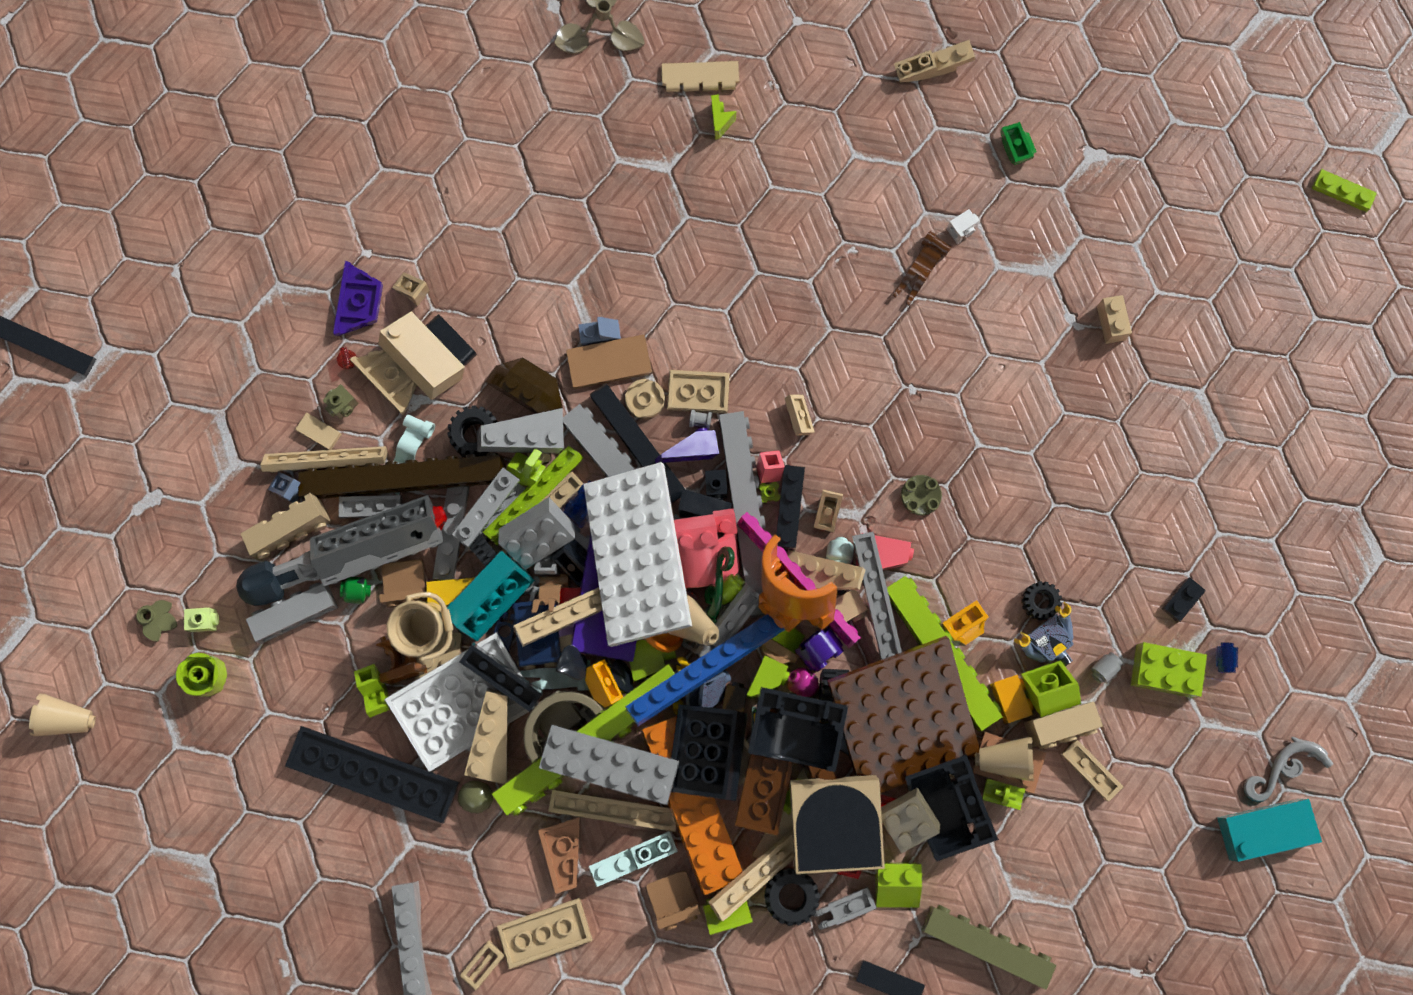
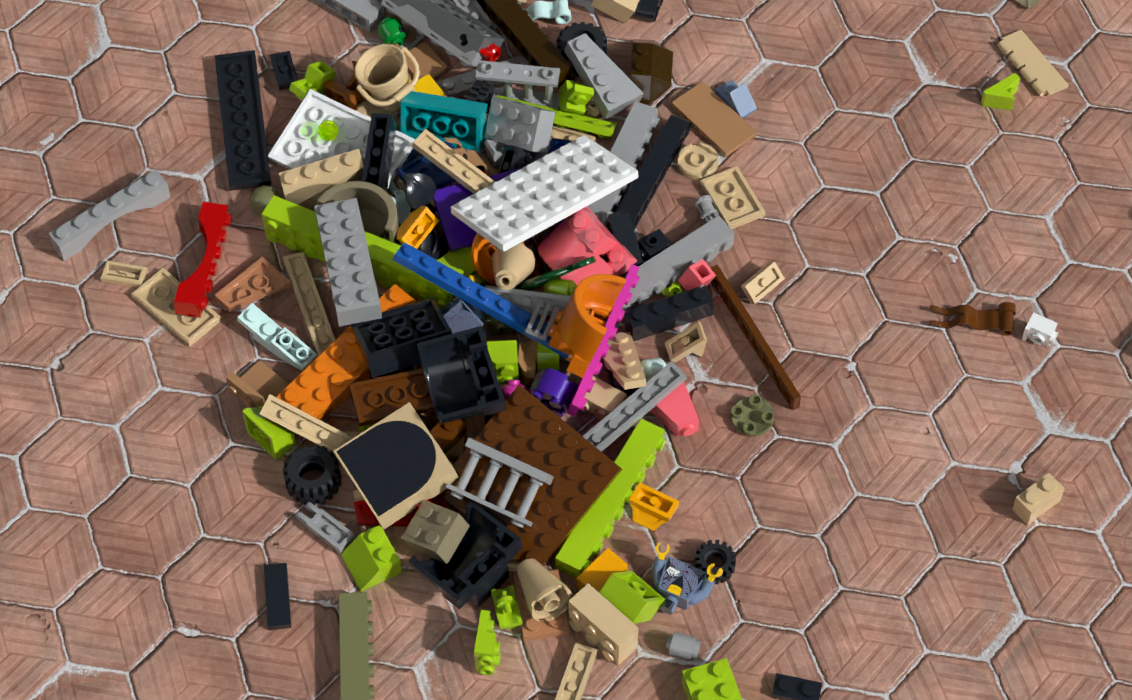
camera: 60 degrees right, 20 degrees down
(339, 708) = (283, 69): none -> black plate
(442, 706) = (328, 130): none -> clear neon green plate
(547, 915) = (192, 293): none -> red arch
(697, 446) = (675, 210): slope -> none
(749, 612) = (546, 309): none -> light grey tile
(851, 451) = (756, 339): none -> reddish brown tile
(892, 728) = (517, 470): none -> light grey fence
(1038, 832) = (487, 649): none -> lime plate

